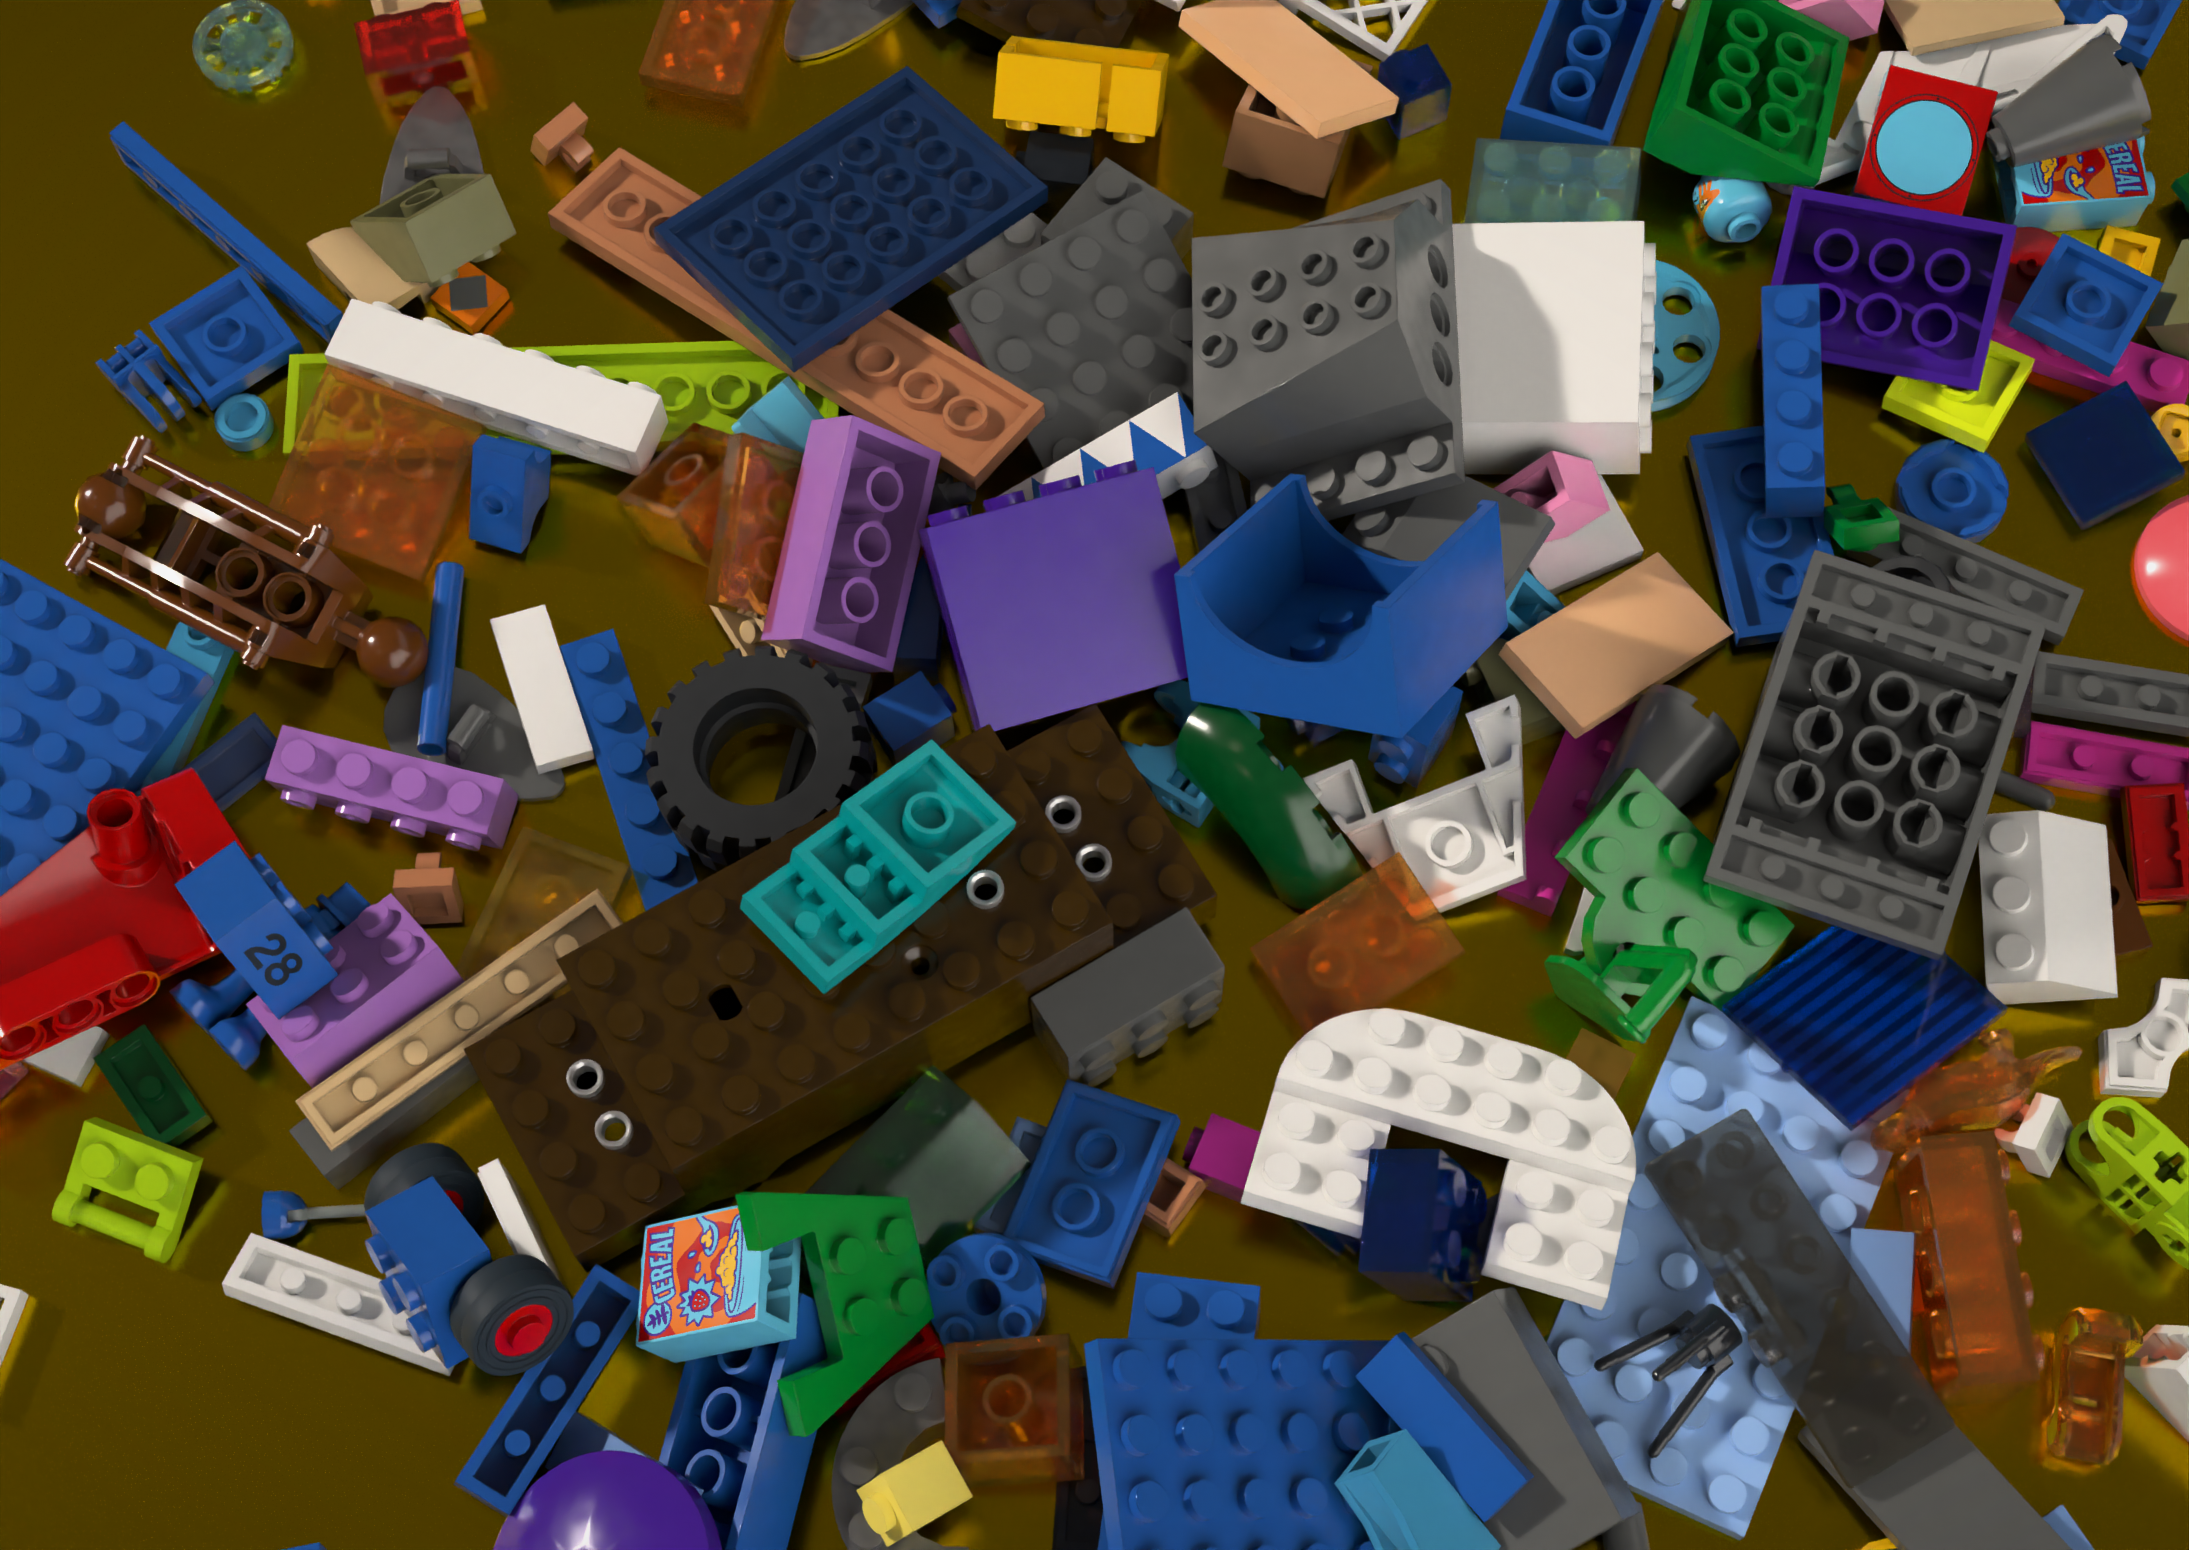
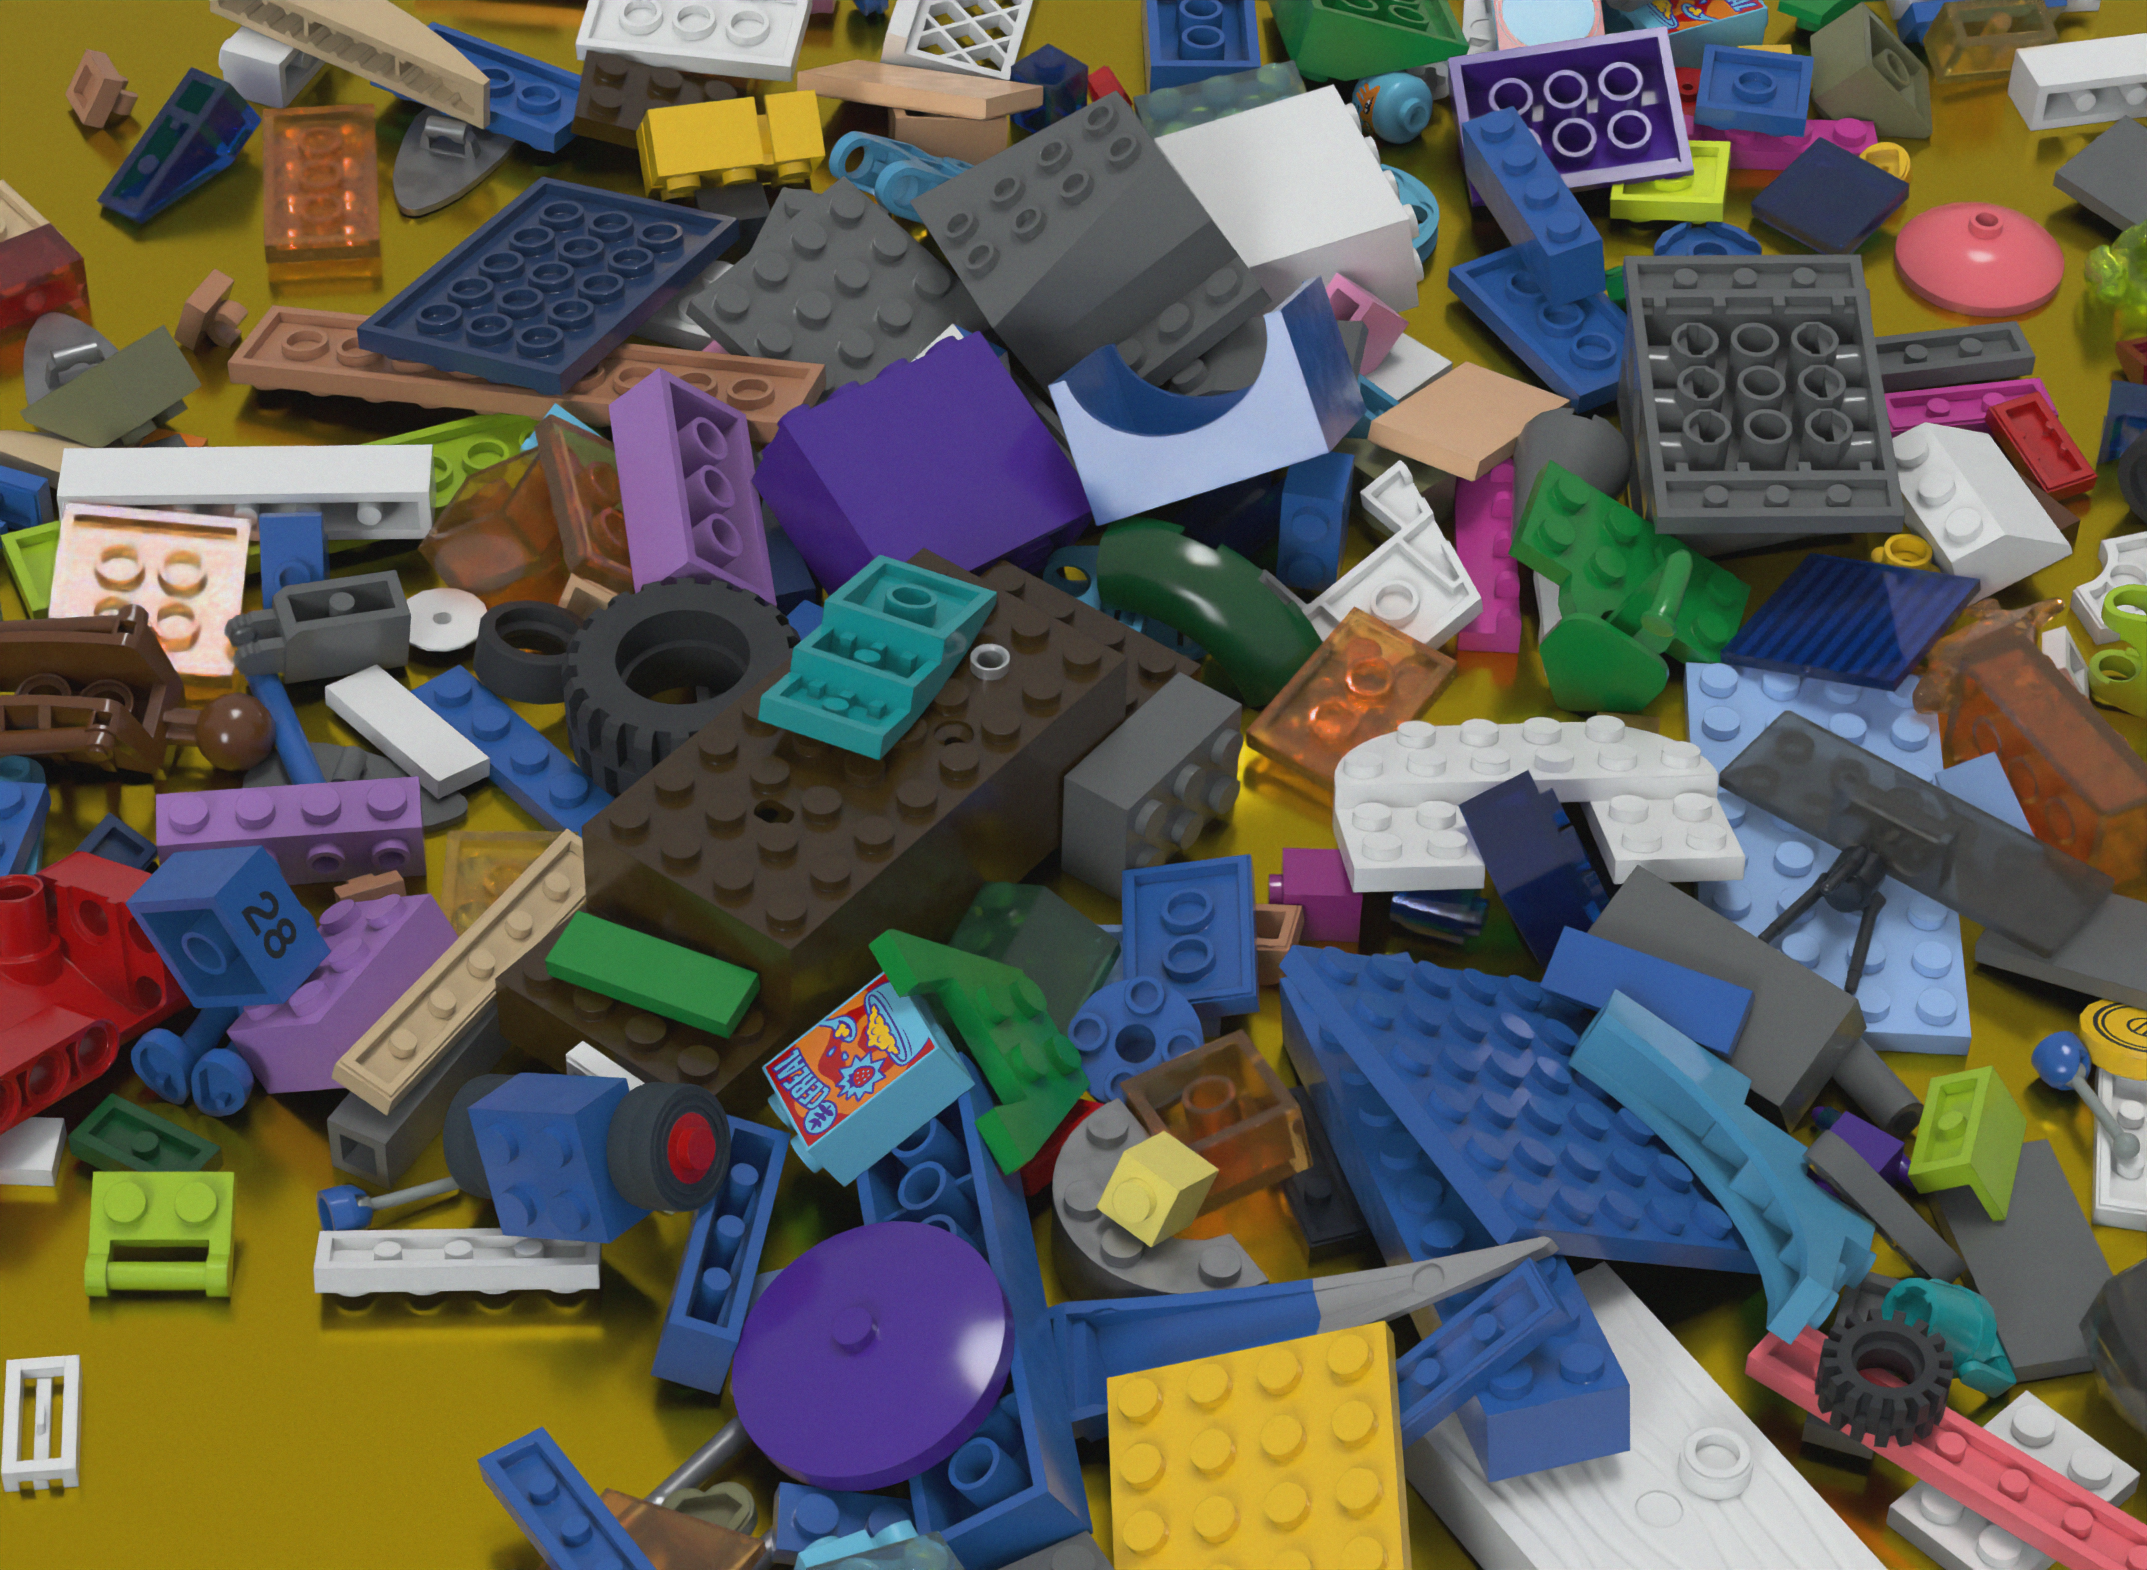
camera: 25 degrees left, 25 degrees down
(506, 564) = (325, 629): none -> dark grey hinge
(578, 1113) = (653, 974): none -> green tile
(621, 568) = (444, 619): none -> white piece
(669, 604) = (524, 626): none -> black tyre
(1226, 185) = (893, 170): none -> dark azure piece
(1471, 106) = (1103, 83): none -> red tile
(1970, 930) = (1905, 551): none -> yellow plate

